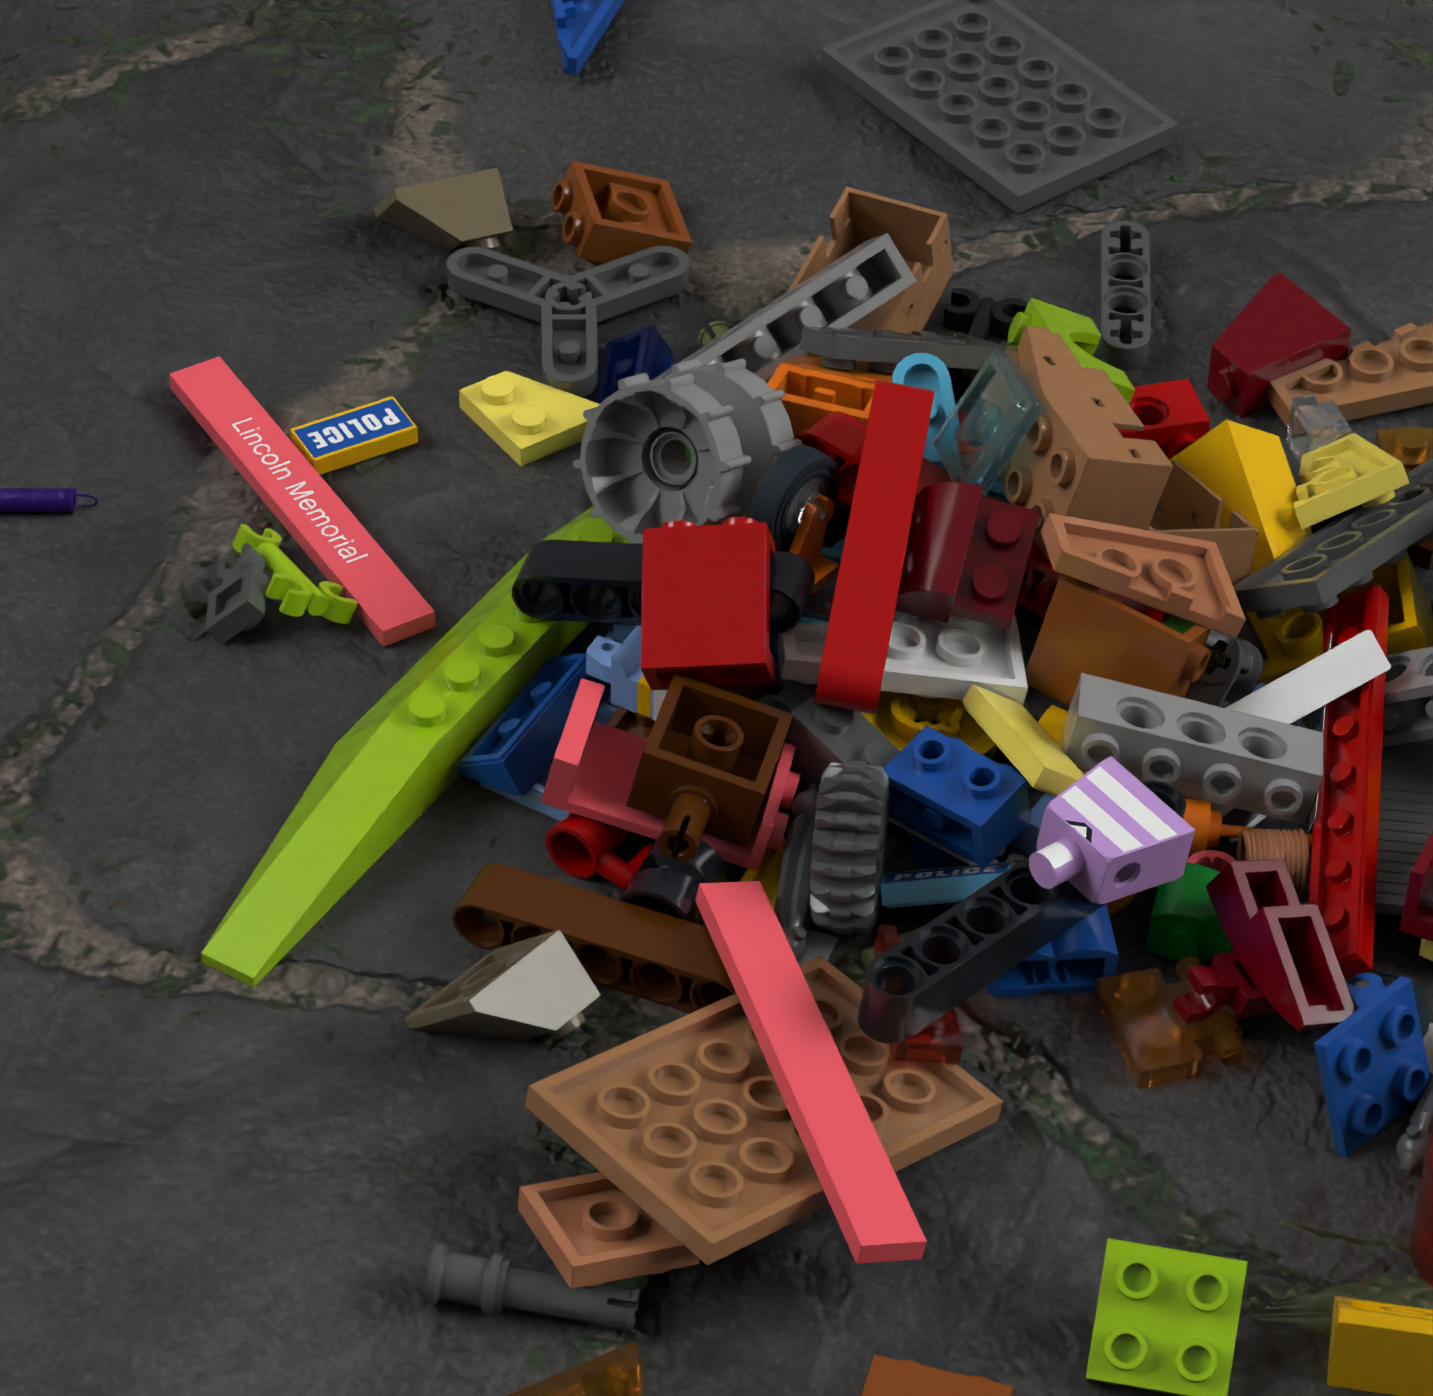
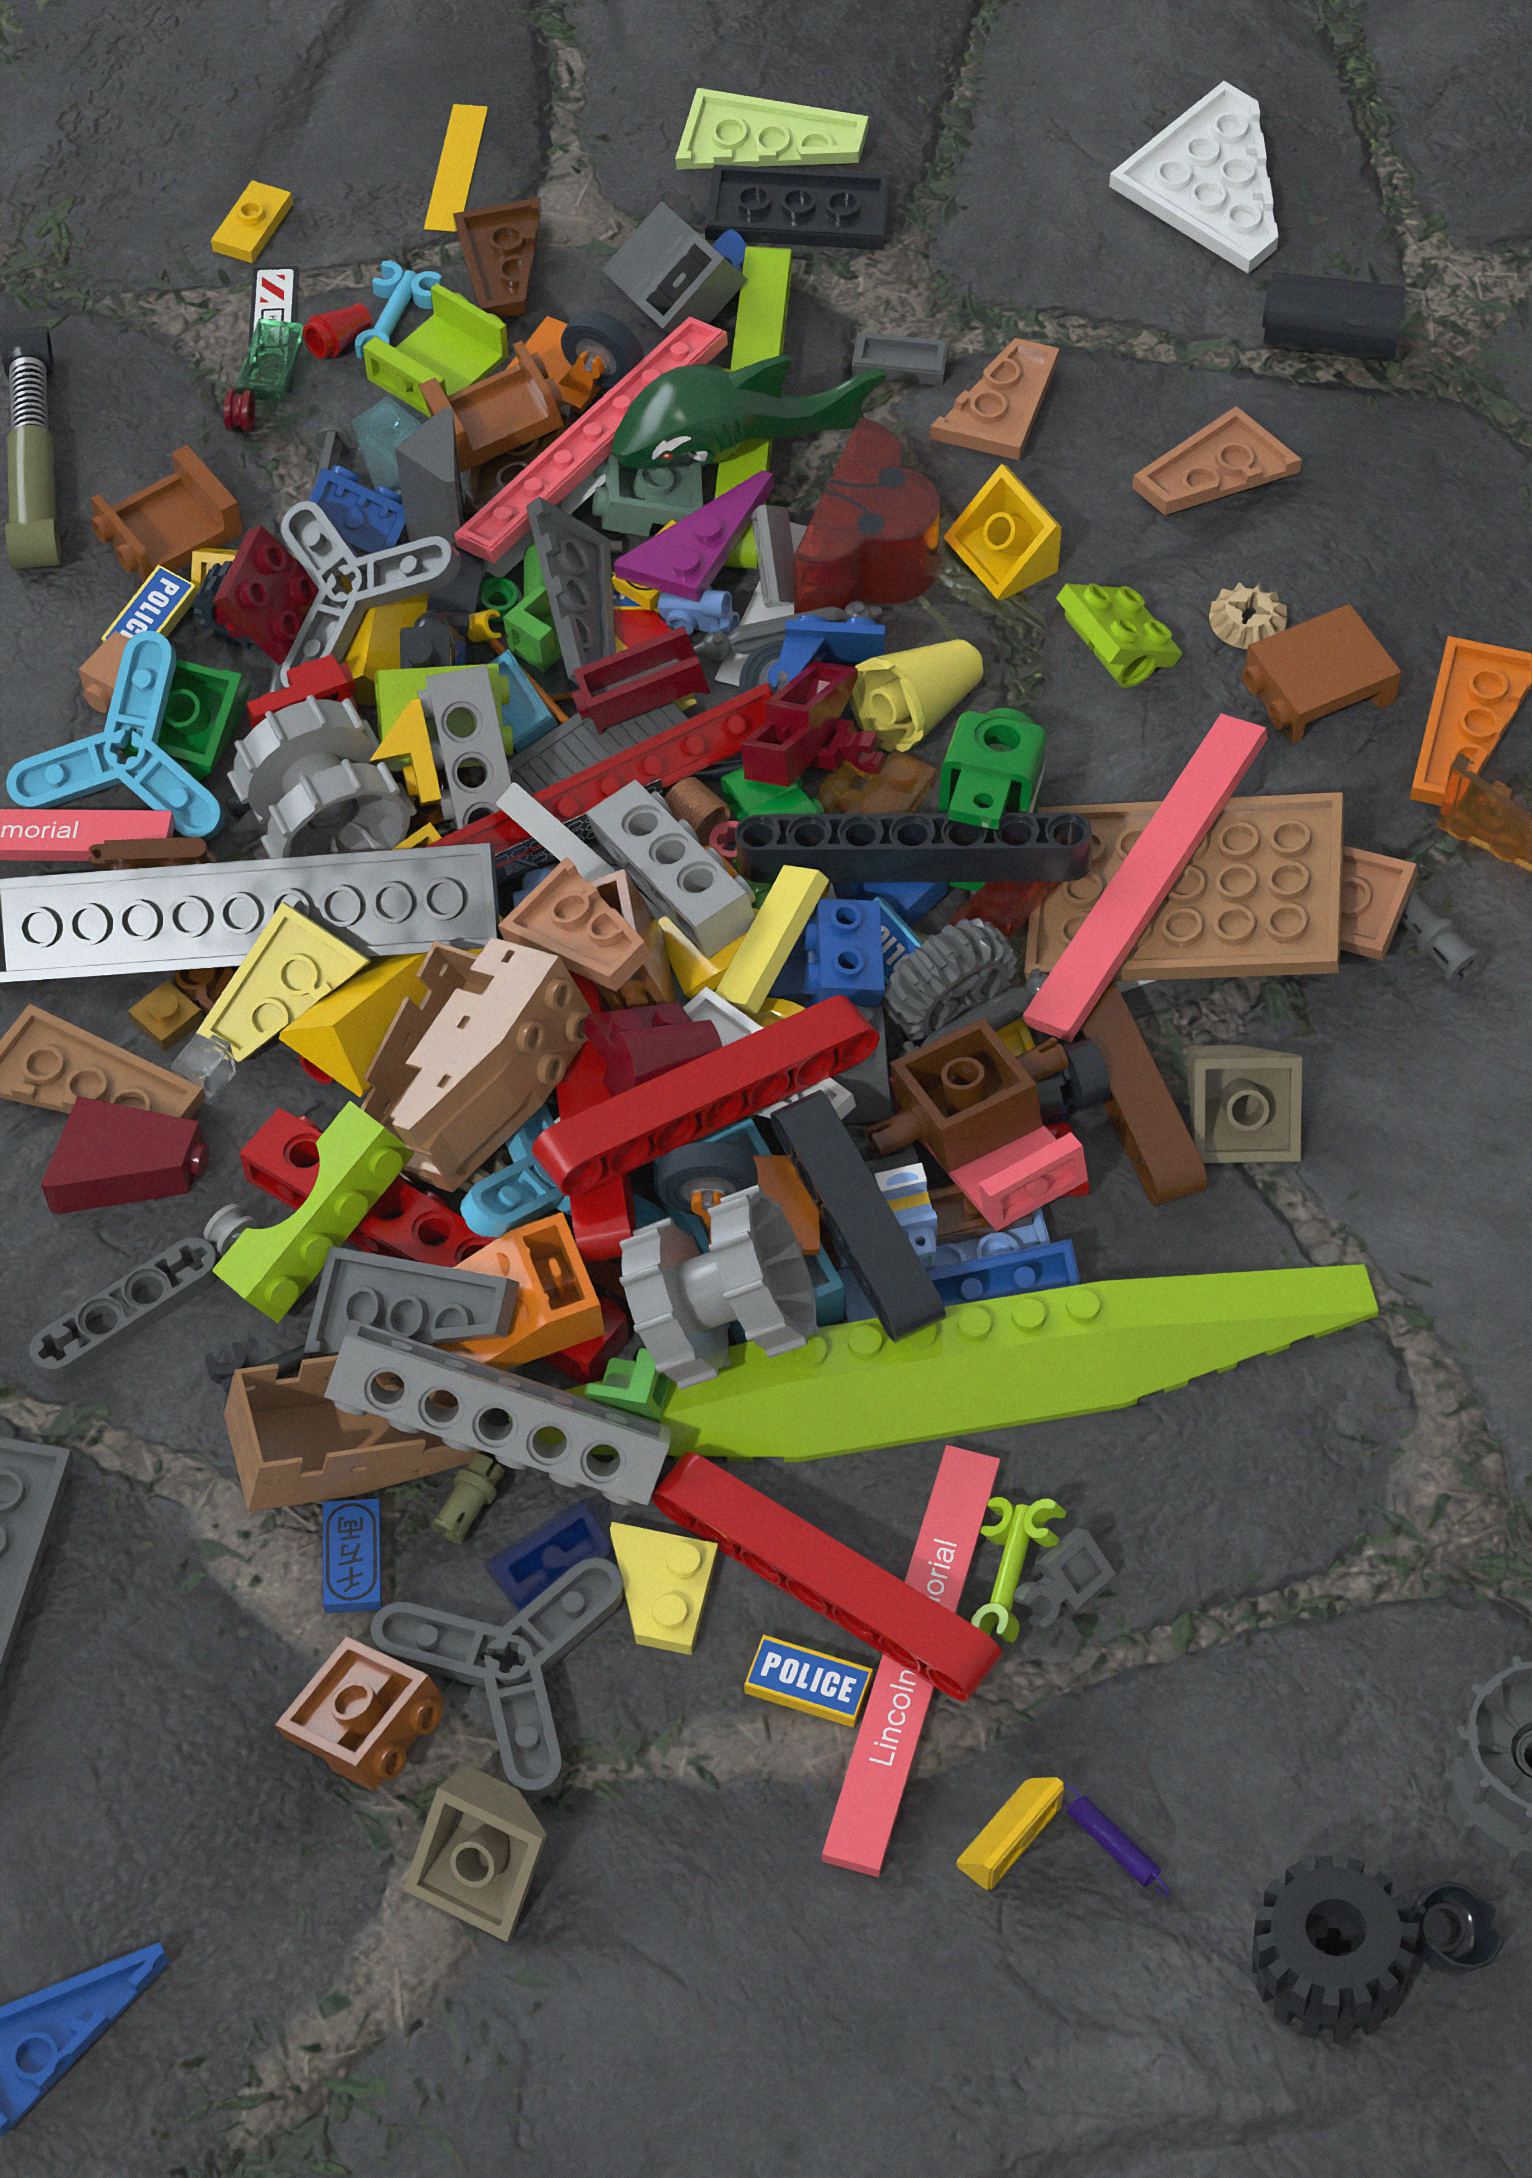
camera: 130 degrees left, 15 degrees up
(103, 451) = (1012, 1830): none -> yellow slope
(399, 465) = (827, 1576): none -> red beam
(707, 603) = (874, 1134): red panel -> none
(744, 282) = (352, 1556): none -> blue tile
(988, 423) = (528, 1092): clear light blue plate -> none
(1041, 1067) = (995, 763): none -> green piece
(1110, 837) = (845, 802): lavender torso -> none
(1132, 362) = (227, 1226): none -> light grey bush
(1250, 1096) = (913, 690): none -> light yellow cone

